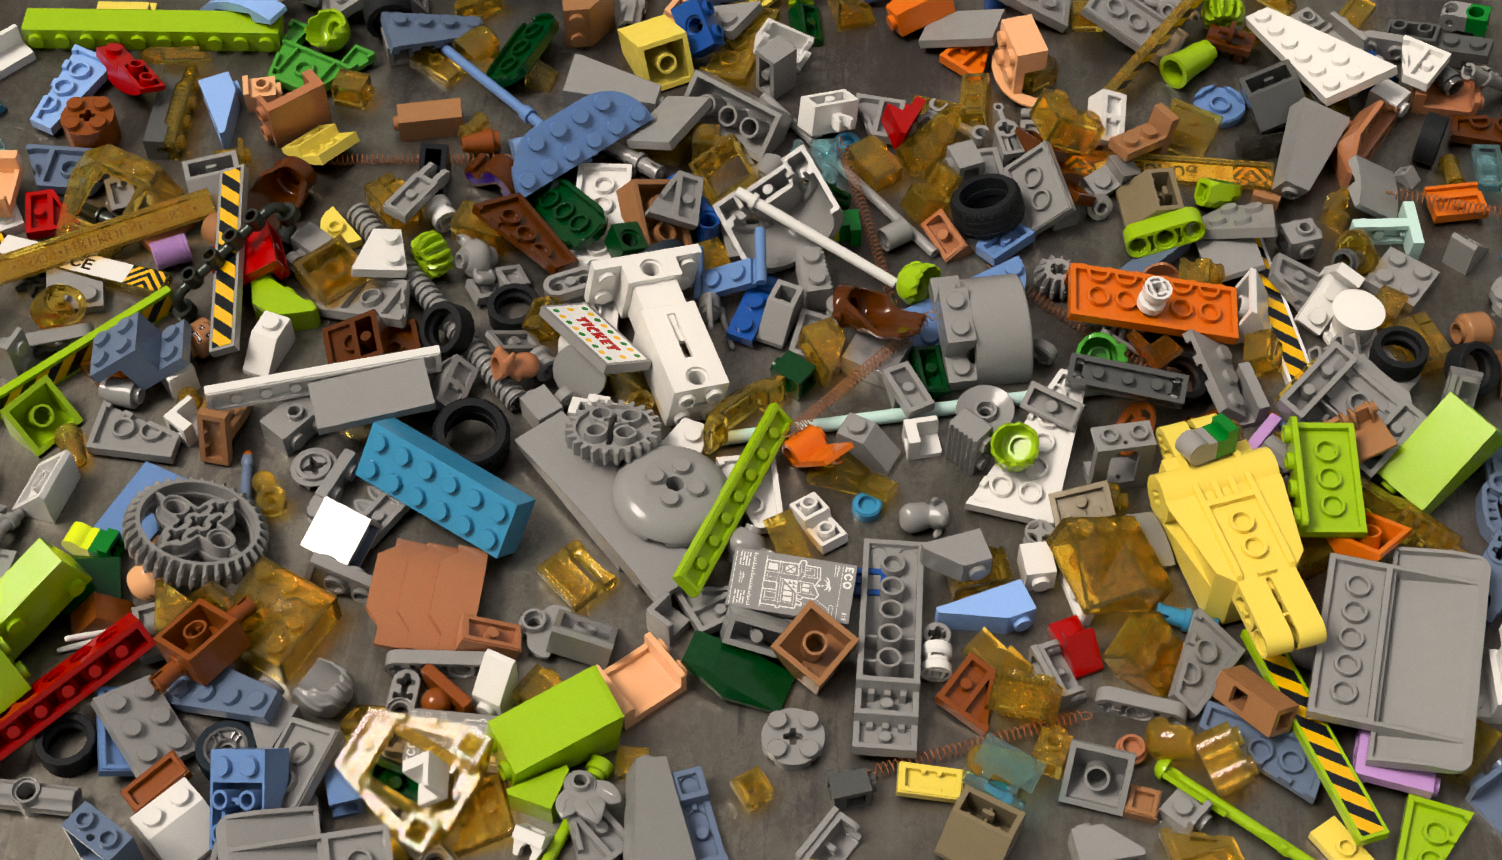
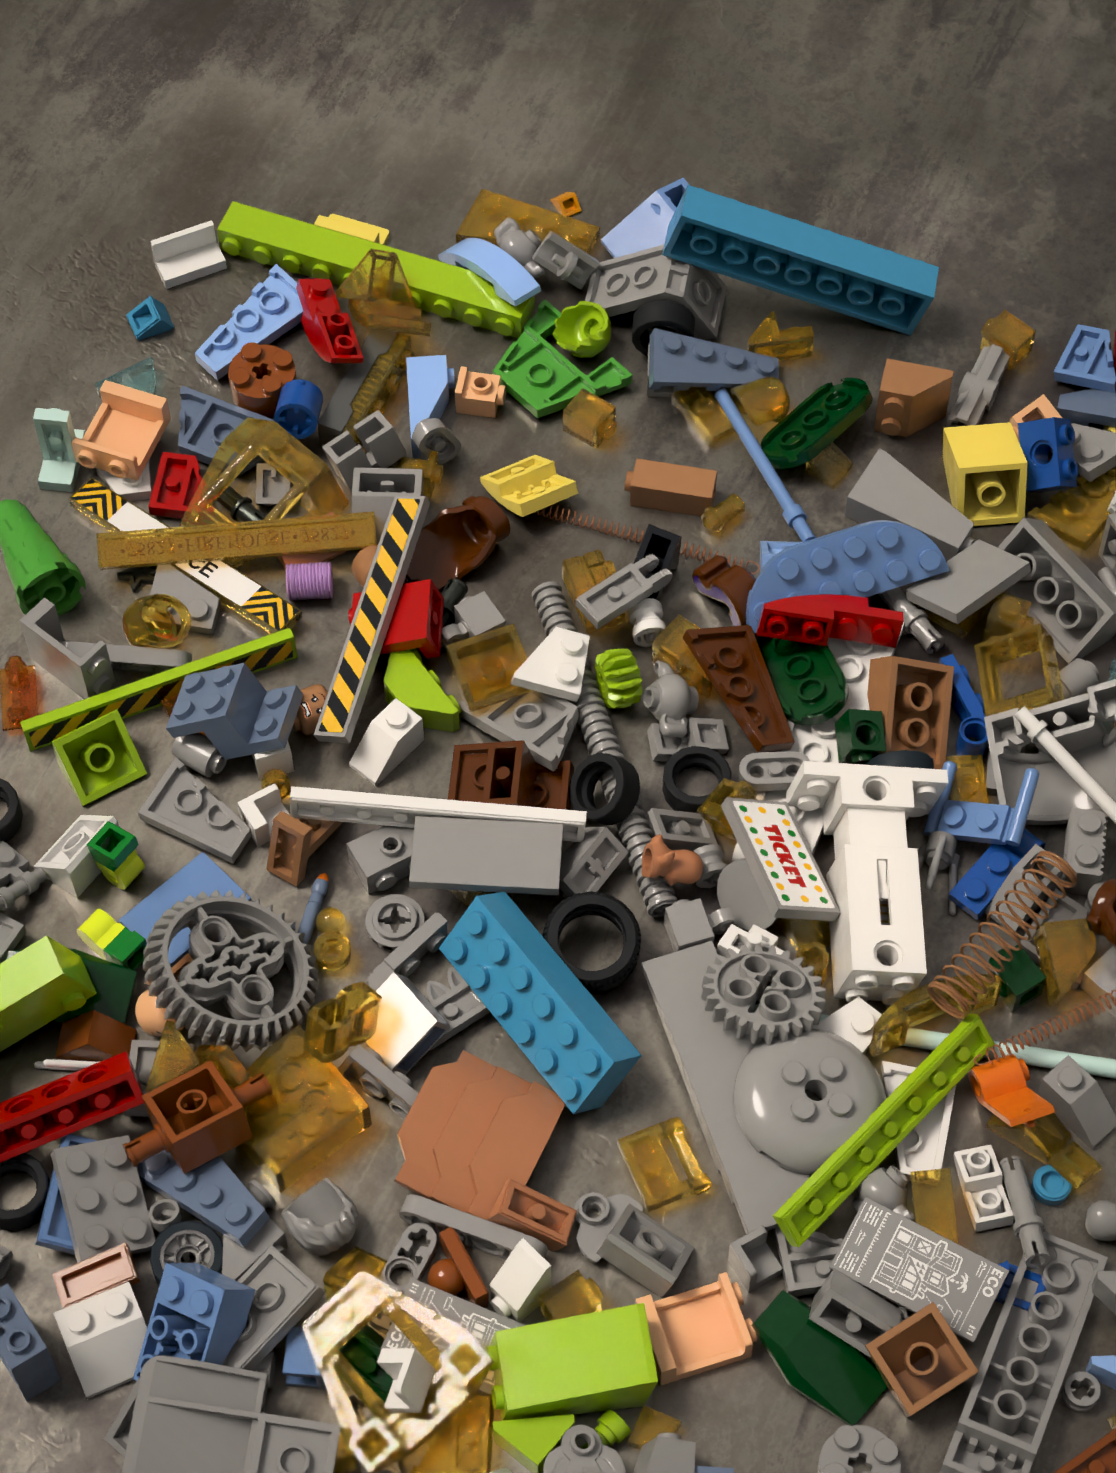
camera: 20 degrees right, 5 degrees up
(71, 438) = (124, 800): clear yellow cone -> none
(80, 482) = (119, 860): none -> green leg
(125, 131) = (299, 408): none -> blue piece
(158, 29) = (378, 280): none -> clear yellow slope
(193, 143) = (379, 441): none -> light grey piece
(196, 724) = (168, 1211): none -> light grey hinge
(234, 240) = (414, 581): pearl dark grey bar -> none
(238, 126) = (436, 436): none -> light grey plate
(294, 112) = (509, 435): nougat panel -> none
(296, 540) = (342, 1022): none -> clear yellow brick
(335, 225) = (516, 607): light yellow plate -> none
(481, 142) = (728, 537): dark orange cone -> none
(578, 169) = (827, 616): none -> red slope
(679, 201) = (944, 698): light grey wing -> none
(751, 388) = (949, 989): none -> medium nougat piece
(860, 535) = (1027, 1225): none -> light grey pin
(936, 660) = (1070, 1424): white wheel -> none

